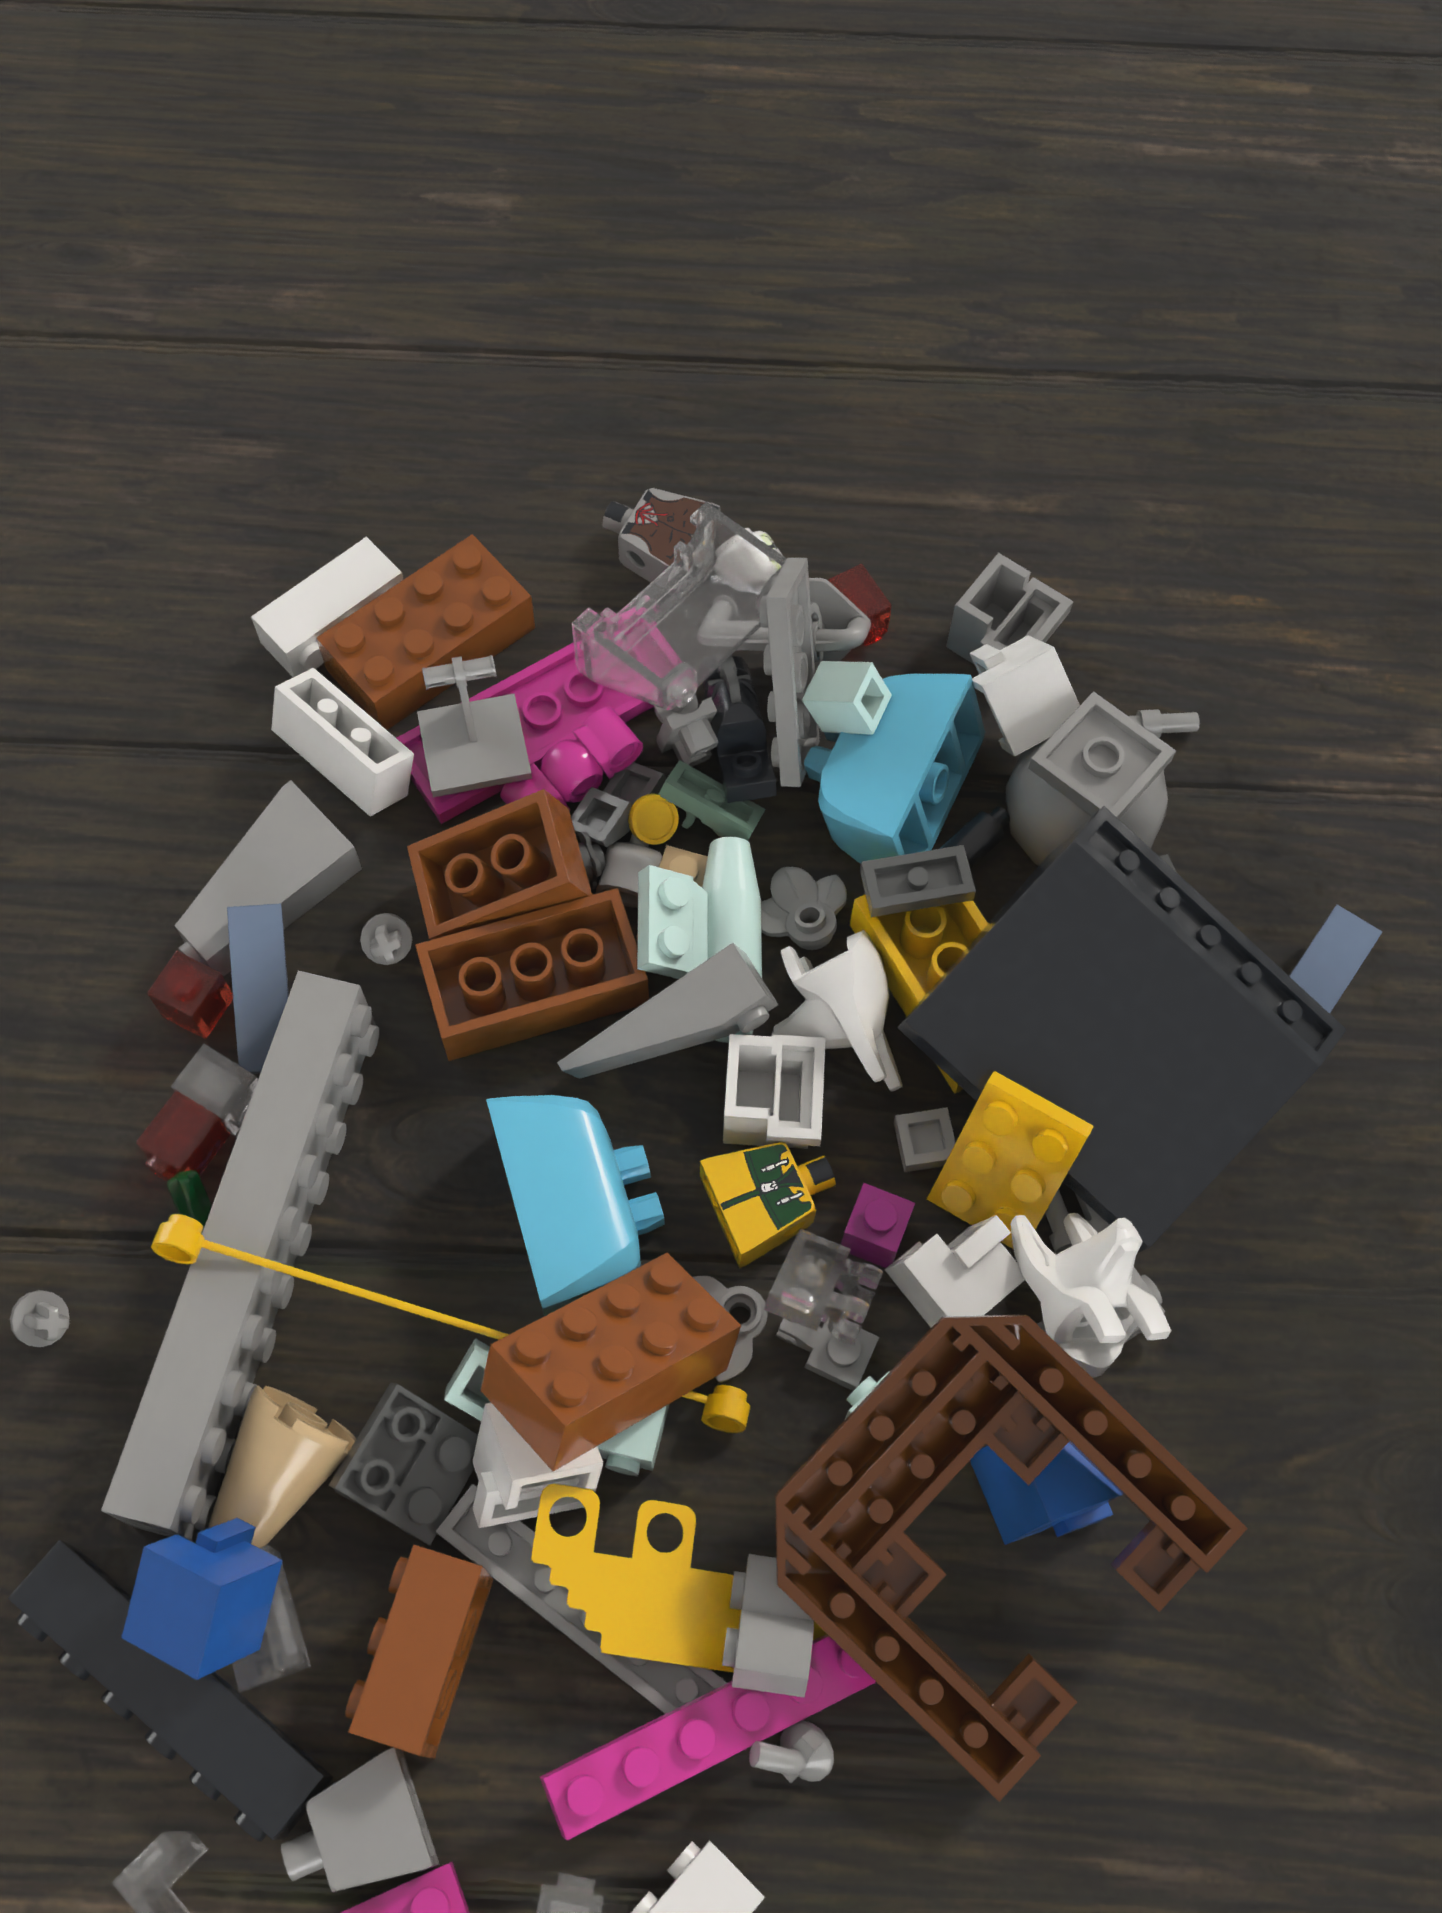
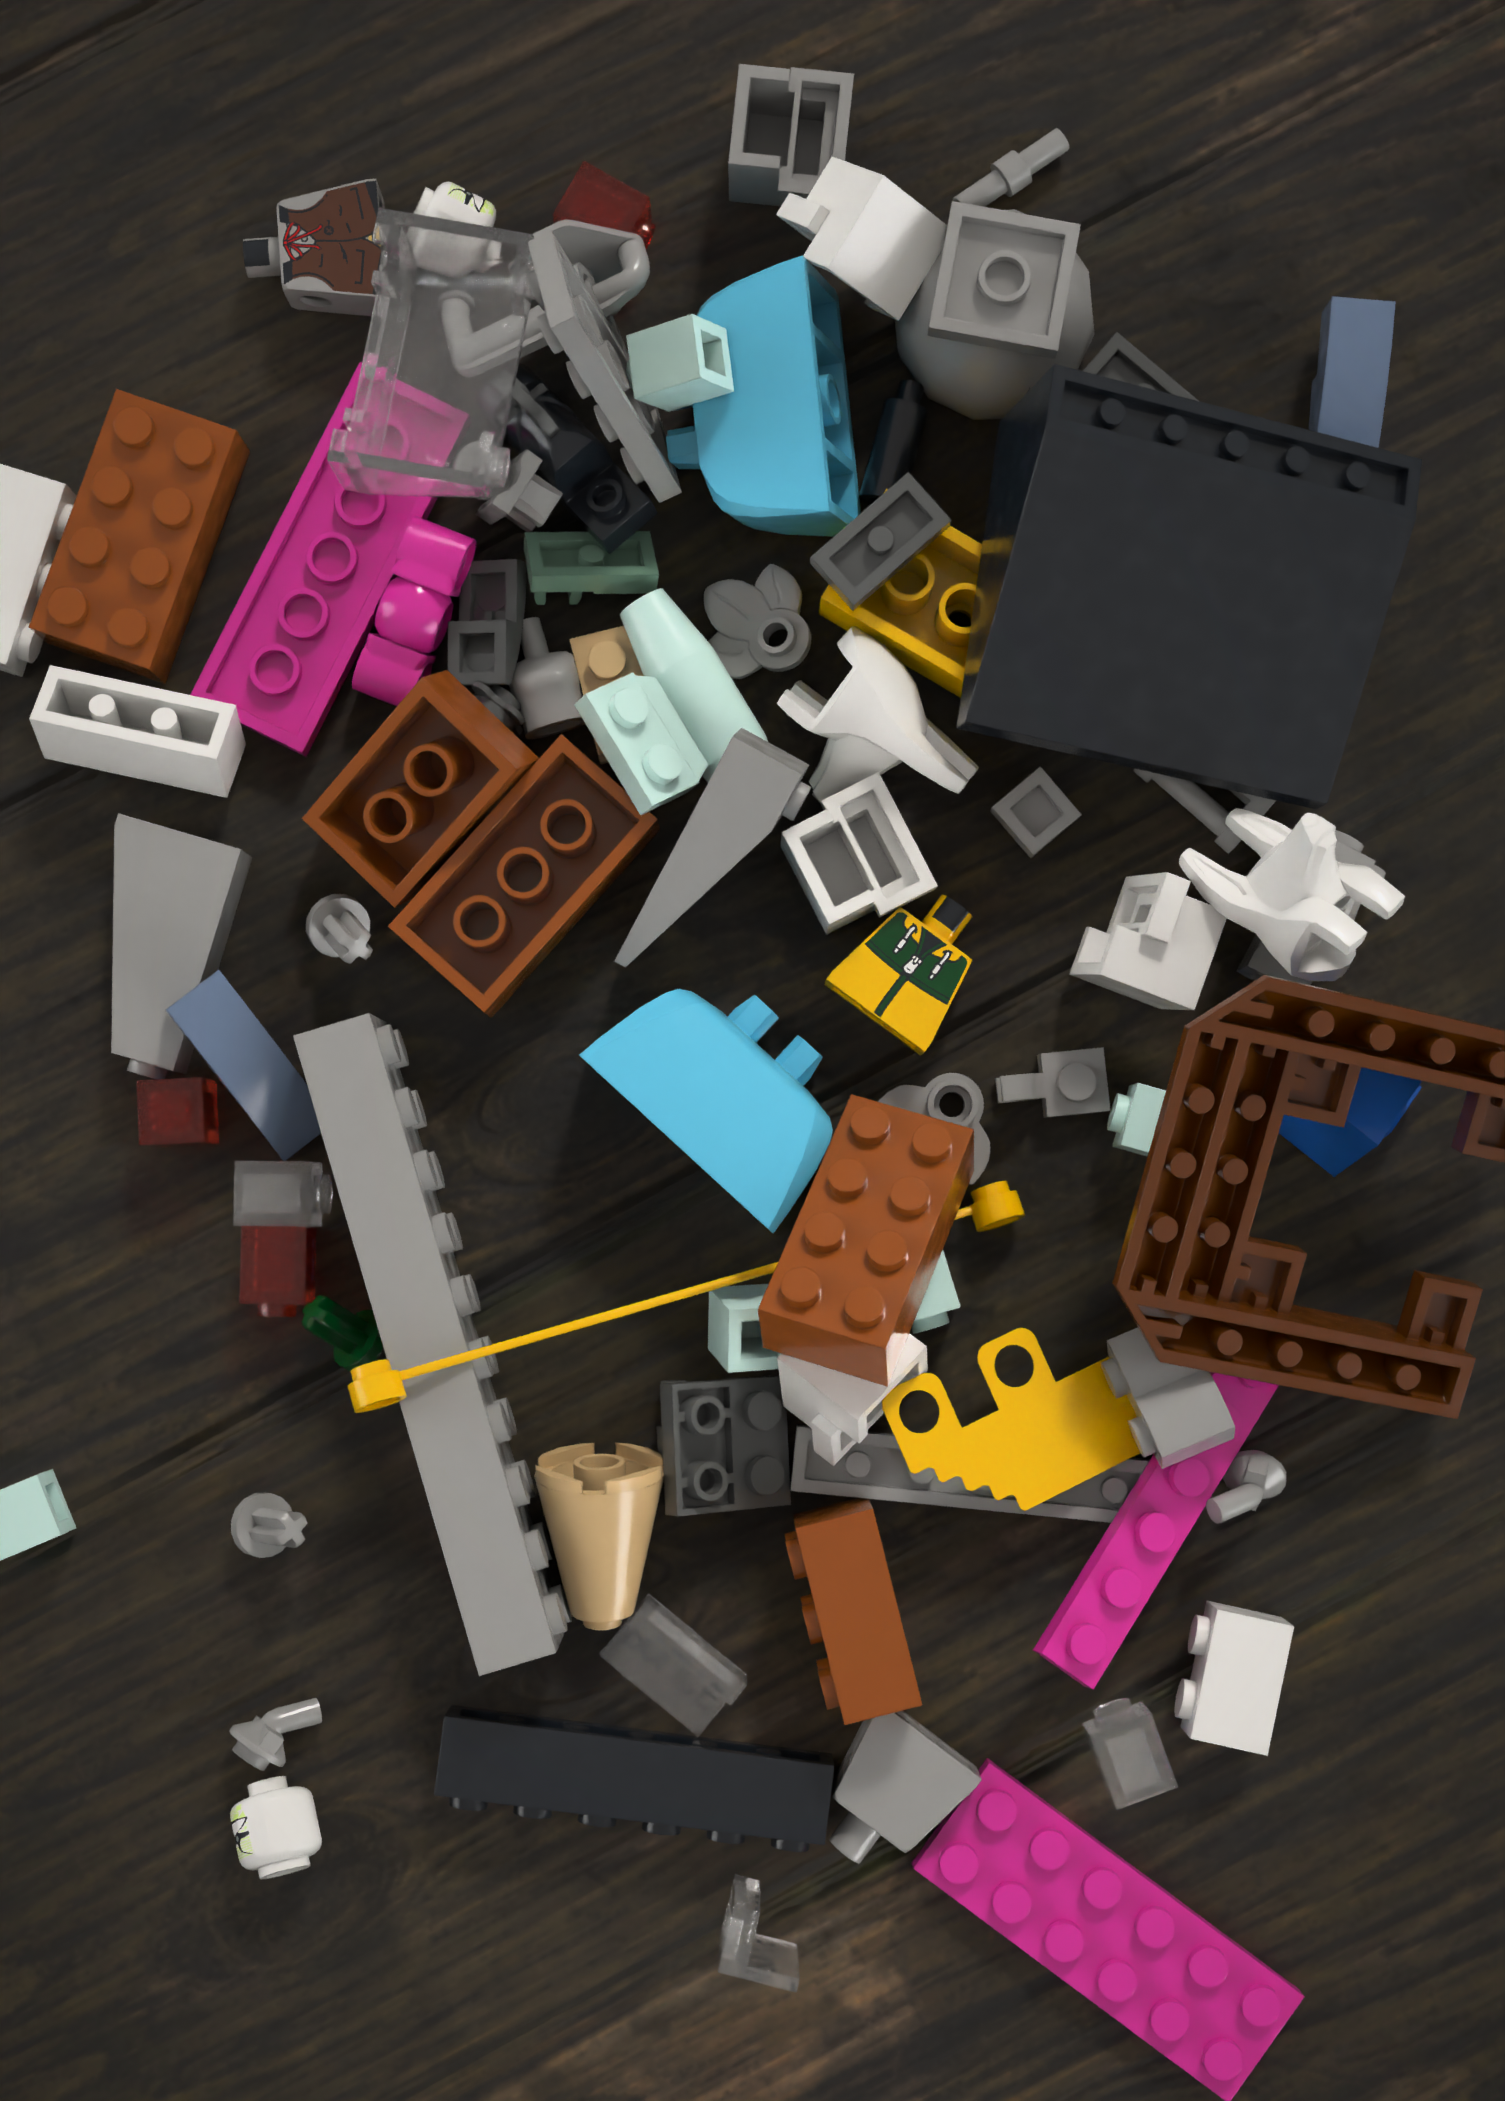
camera: 30 degrees left, 20 degrees up
(203, 1599) = (629, 1693): blue plate -> none
(475, 740) = (285, 646): light grey plate -> none
(653, 819) = (539, 620): yellow piece -> none
(807, 1285) = (1006, 1038): clear plate -> none
(877, 1225) = (1040, 936): magenta brick -> none
(1009, 1156) = (1142, 796): yellow plate -> none

